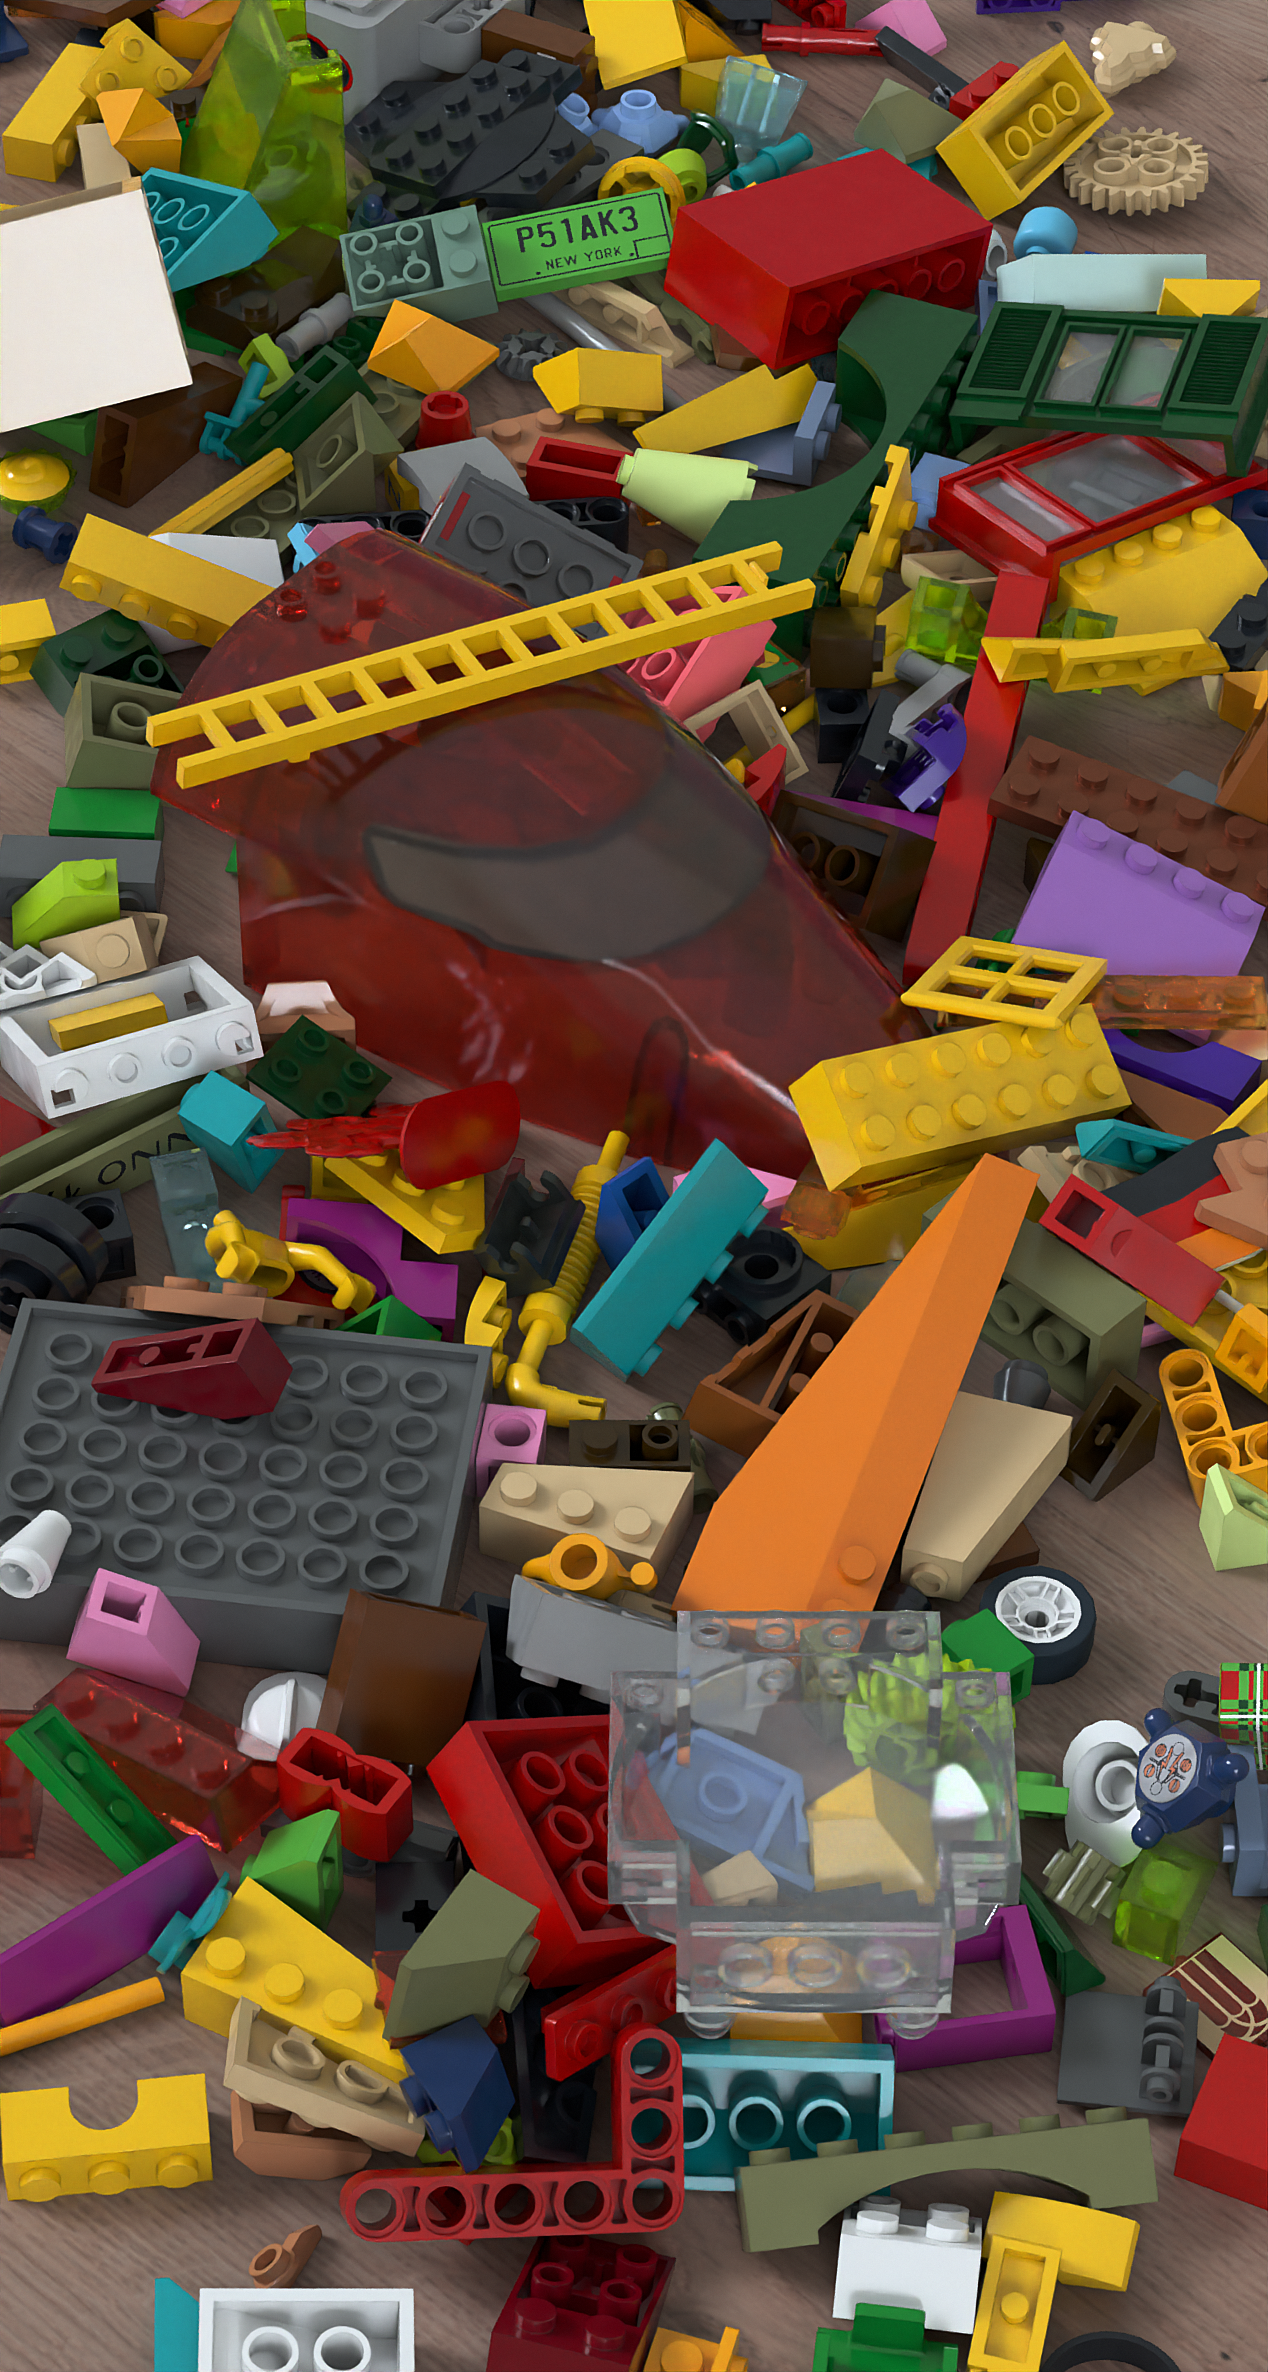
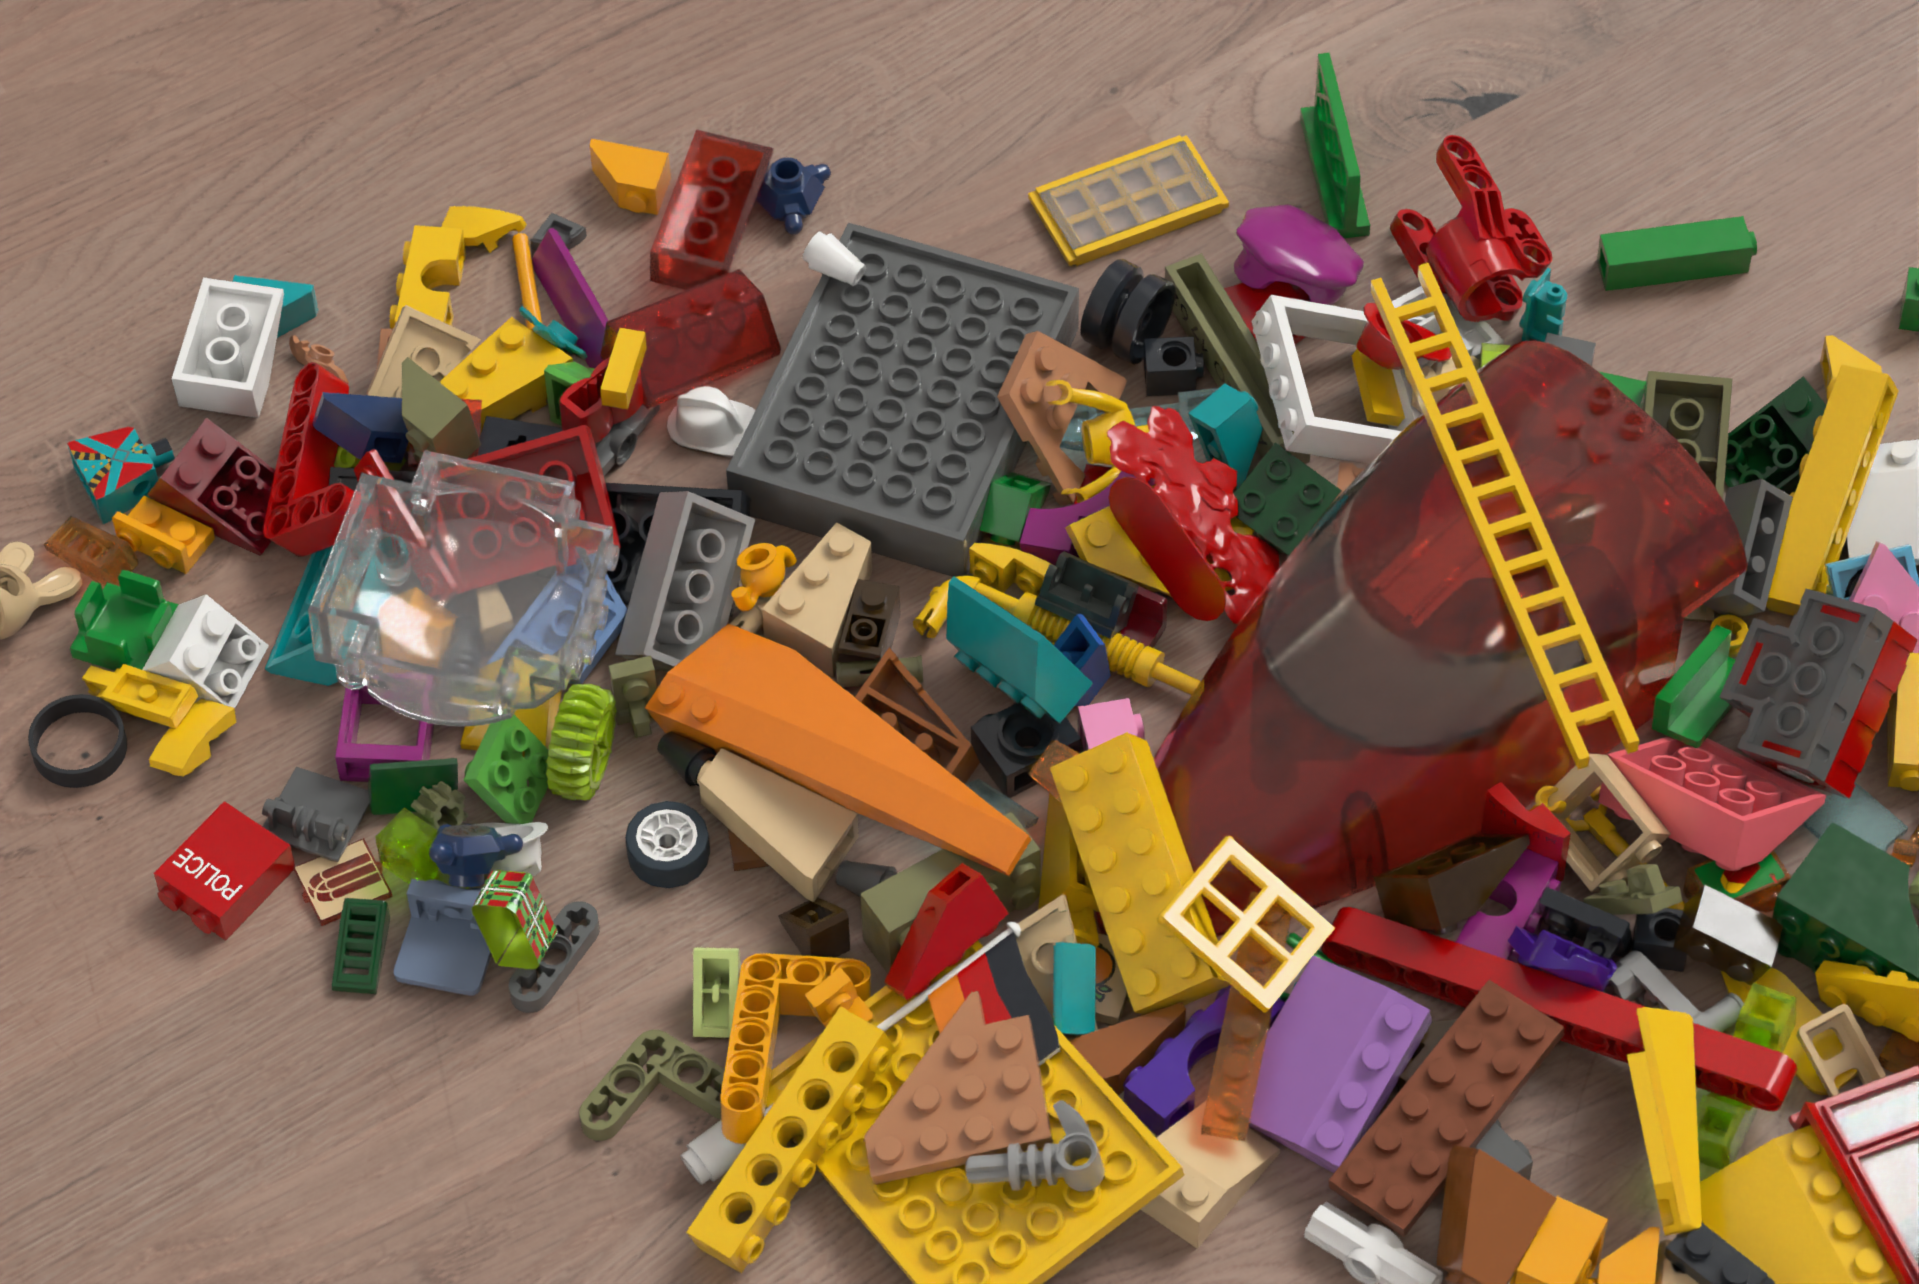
camera: 105 degrees right, 10 degrees up
(68, 967) = (1378, 346): none -> red piece
(89, 1790) = (687, 269): green tile -> none
(134, 1634) = (776, 322): bright pink slope -> none
(199, 1370) = (963, 359): dark red slope -> none
(318, 1731) = (623, 368): none -> yellow piece
(400, 1678) = (691, 444): reddish brown brick -> none
(509, 1436) = (902, 555): bright pink brick -> none
(789, 2200) = (234, 753): olive arch -> none
(833, 709) = (1643, 895): none -> olive hinge
(991, 1647) = (631, 790): green brick -> none

